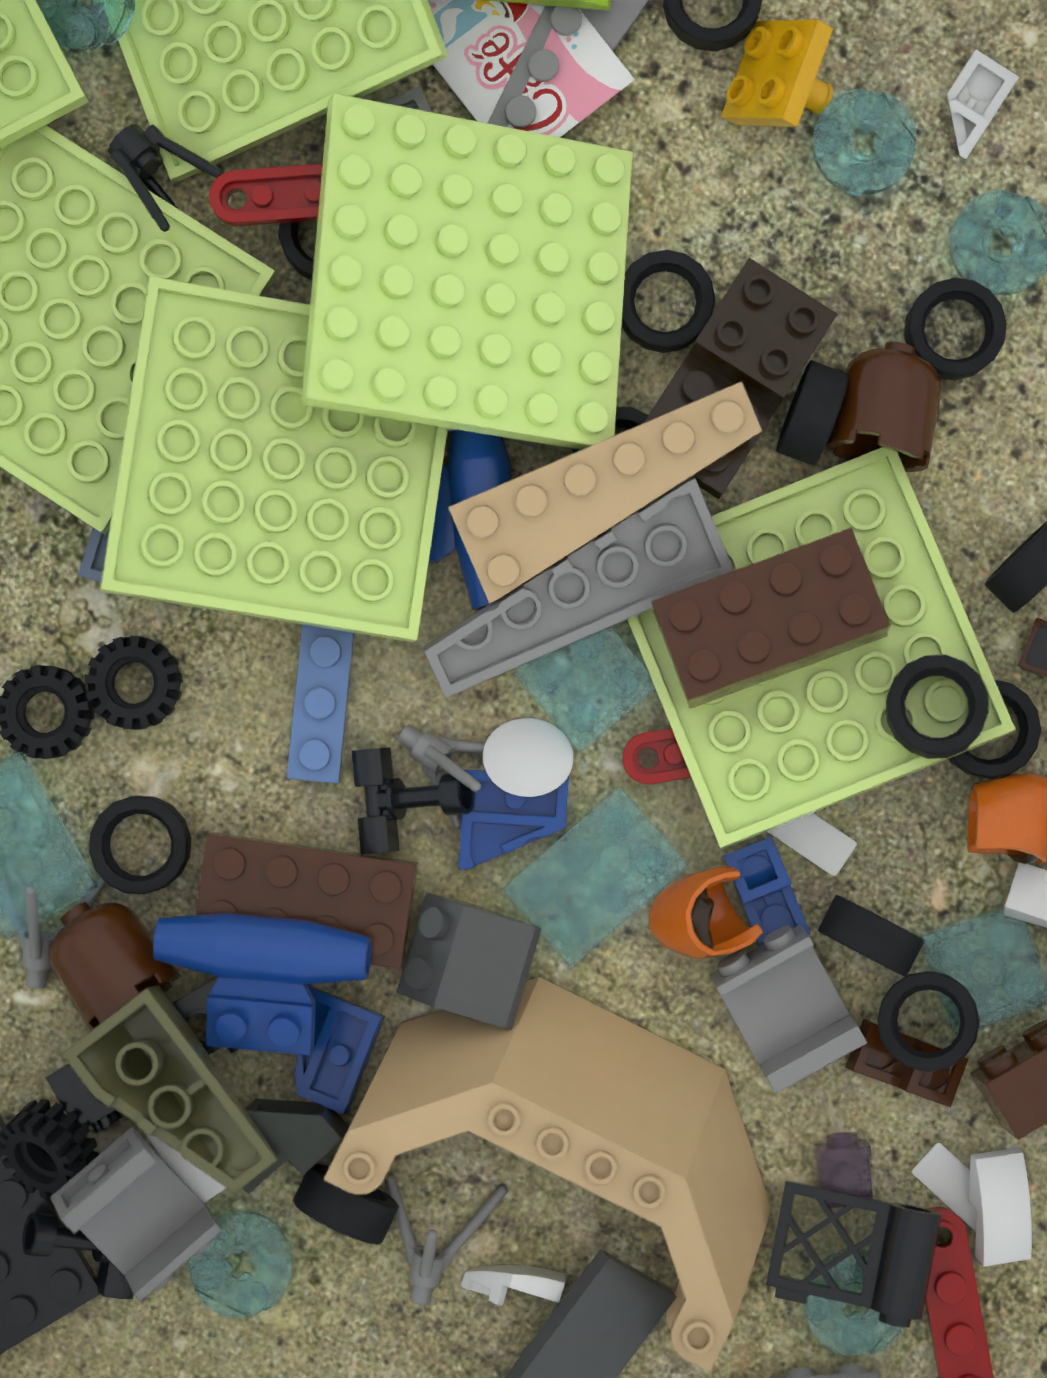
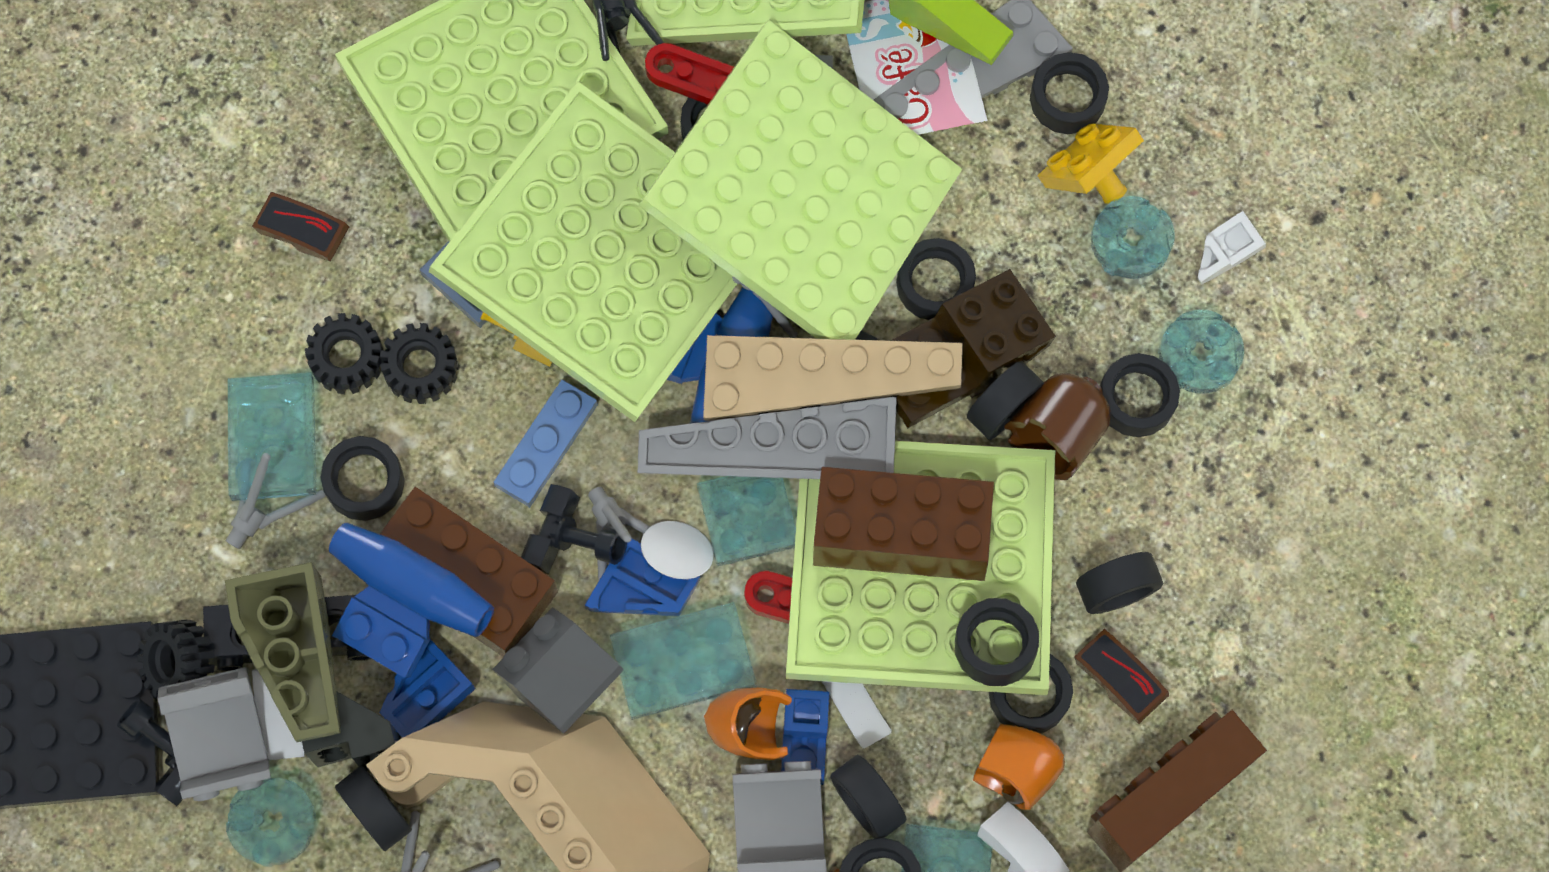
camera: 20 degrees right, 15 degrees down
(105, 960) = (294, 534): reddish brown cylinder -> none

